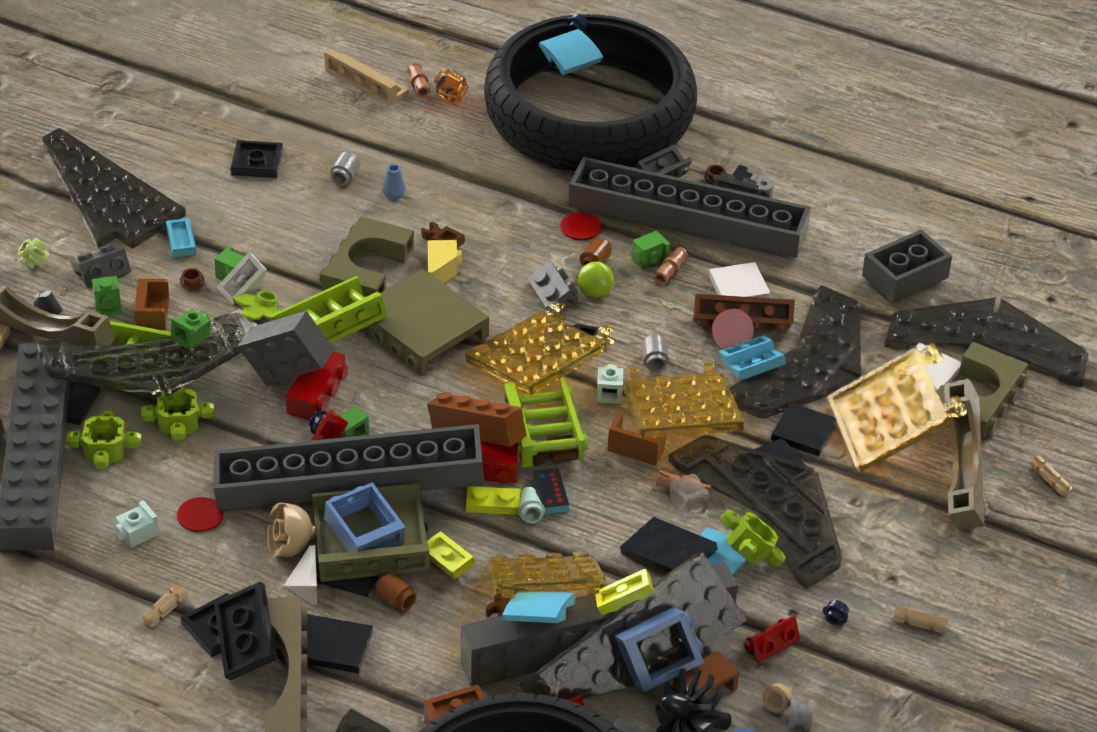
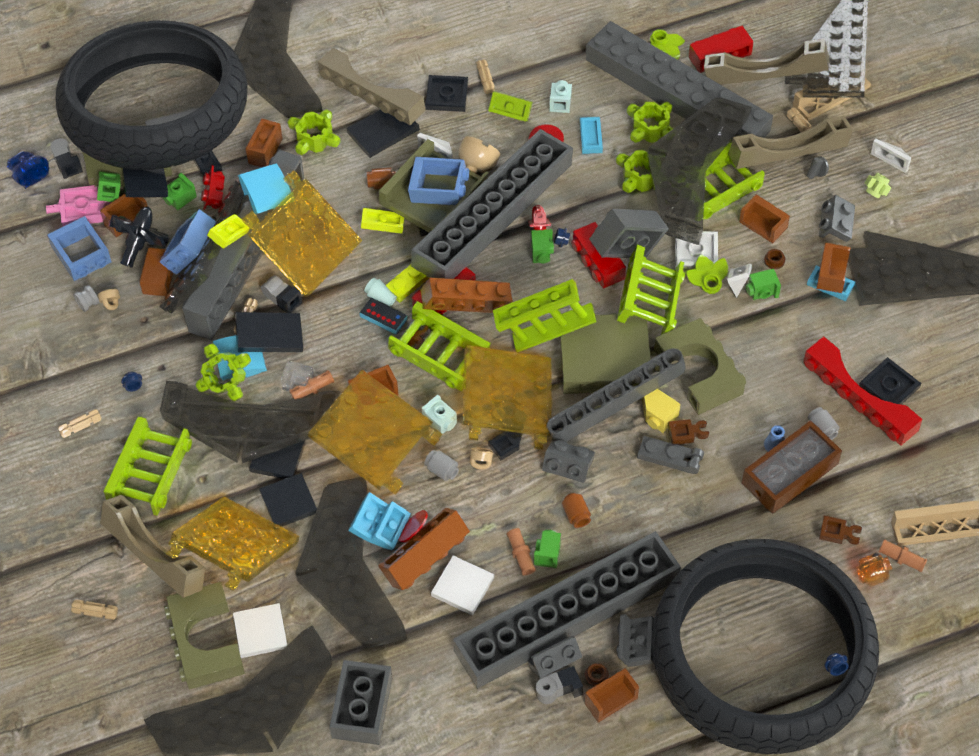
camera: 135 degrees right, 15 degrees up
(107, 296) = (793, 198): bright green brick -> none
(163, 481) = (591, 135): none -> medium azure tile
(173, 232) = (833, 267): none -> dark orange panel
(191, 554) = (510, 106): none -> lime plate
(195, 324) = (692, 191): bright green brick -> none
(245, 631) = (416, 82): black tile -> none
(278, 192) = (894, 419): none -> red arch
(398, 702) = (318, 142): none -> lime piece
(422, 158) = (791, 467): none -> brick
(437, 120) = (835, 531): none -> reddish brown plate
(457, 331) = (540, 304): none -> lime fence
(466, 273) = (621, 386): none -> dark grey beam
(476, 239) = (670, 455): none -> dark grey plate
(571, 51) = (801, 628): medium azure slope -> none
(580, 226) = (623, 534): red piece -> none
(596, 279) = (549, 487): lime hair -> none
(615, 563) = (282, 294): none -> leg
(620, 336) = (481, 454): none -> tan tile
(722, 156) = (611, 695): none -> dark orange panel
(773, 639) = (148, 340): red hinge -> none
(899, 554) = (133, 450): none -> lime fence

